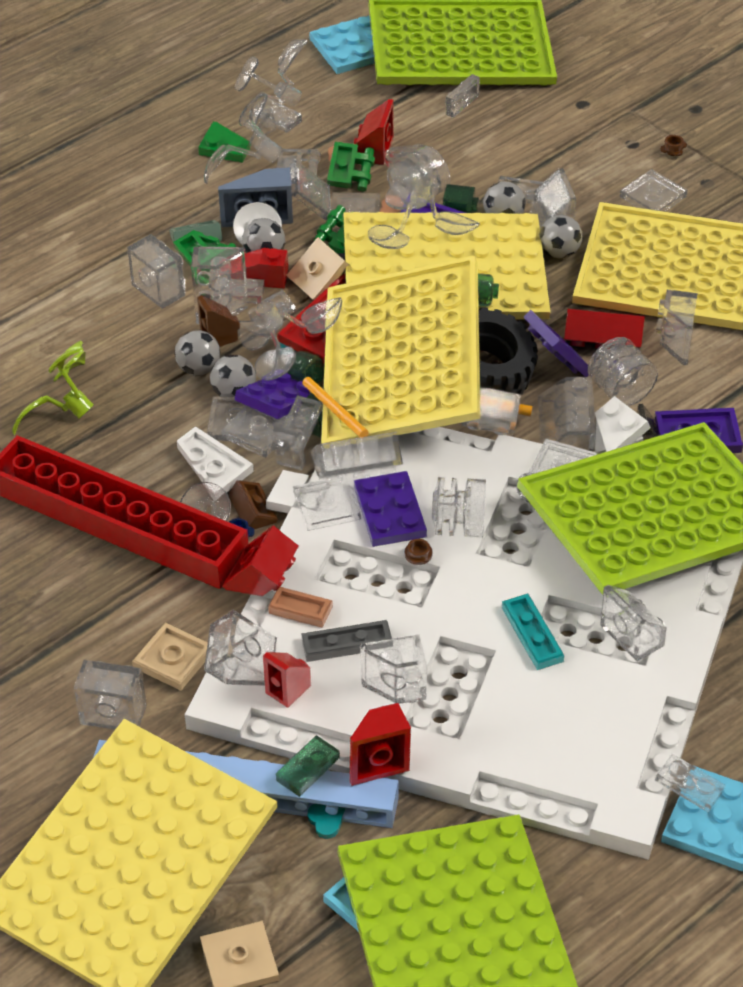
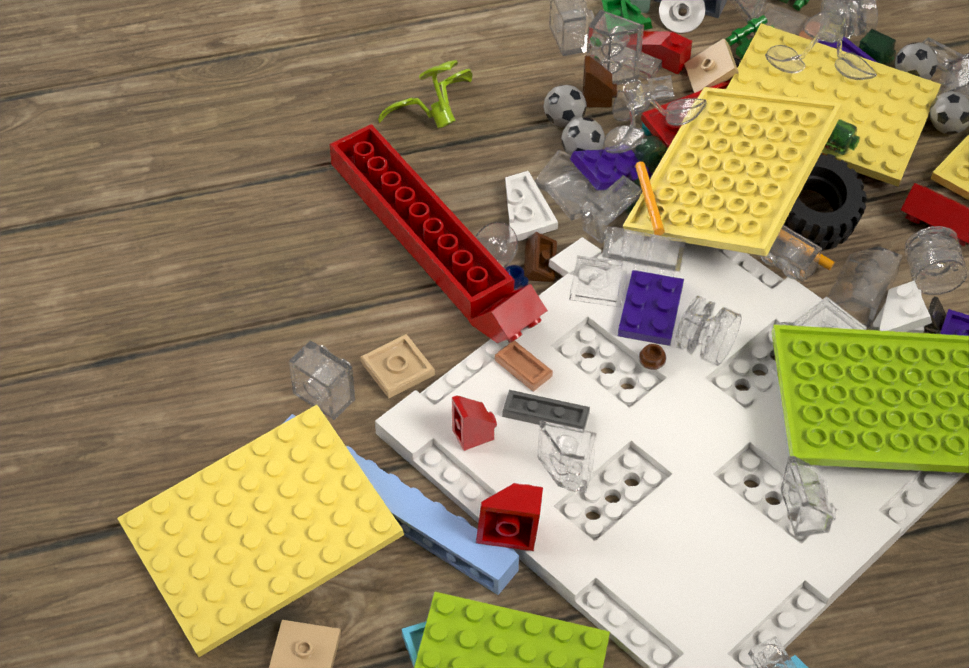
camera: 25 degrees right, 5 degrees up
(237, 650) = (445, 376): clear slope -> none
(263, 234) = (680, 20): light grey piece -> none
(307, 765) = (446, 509): clear green plate -> none
(325, 824) = (442, 567): teal tile -> none
(532, 631) = (714, 470): teal tile -> none
(556, 344) = (885, 210): dark purple plate -> none

